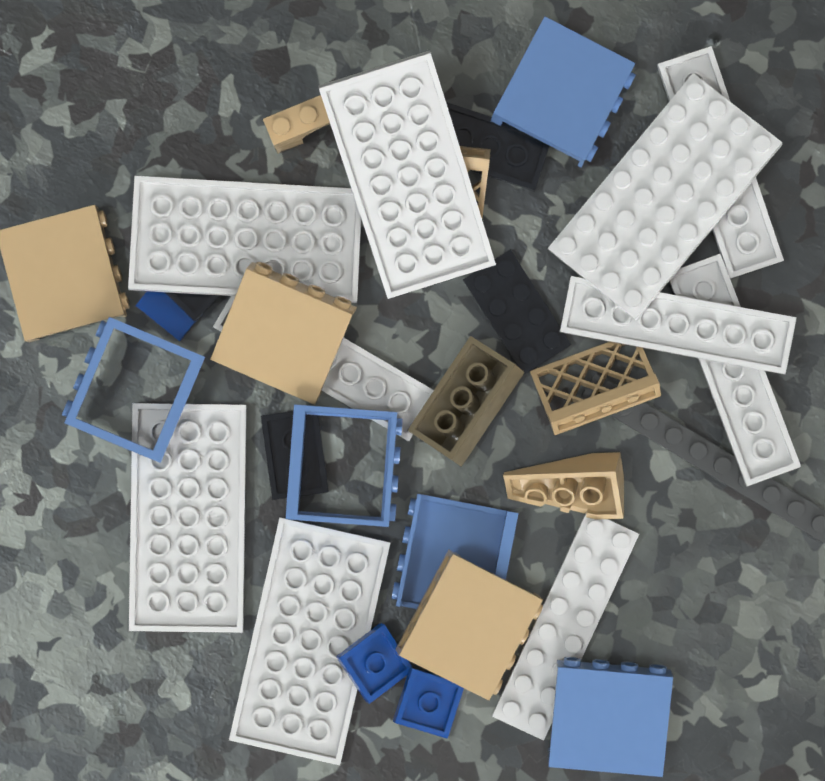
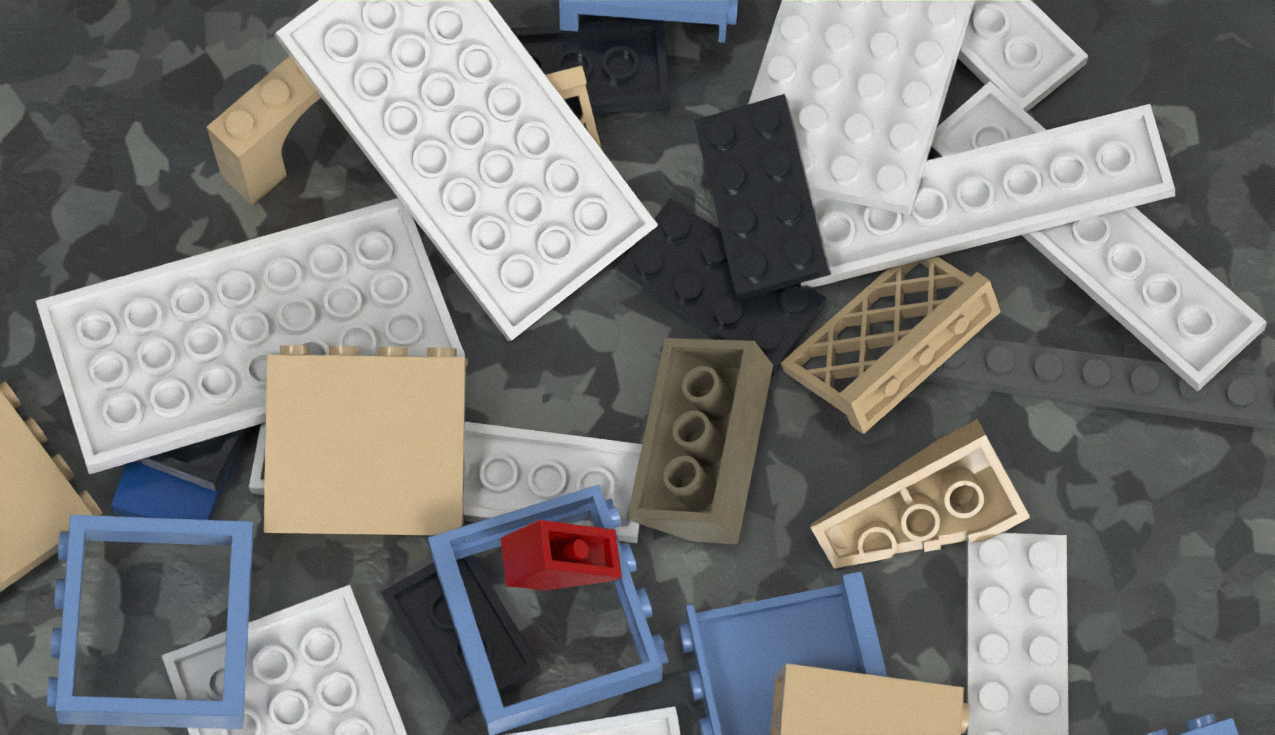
camera: 30 degrees left, 20 degrees down
(358, 448) = (559, 556): none -> red slope
(558, 276) = (762, 197): none -> black plate

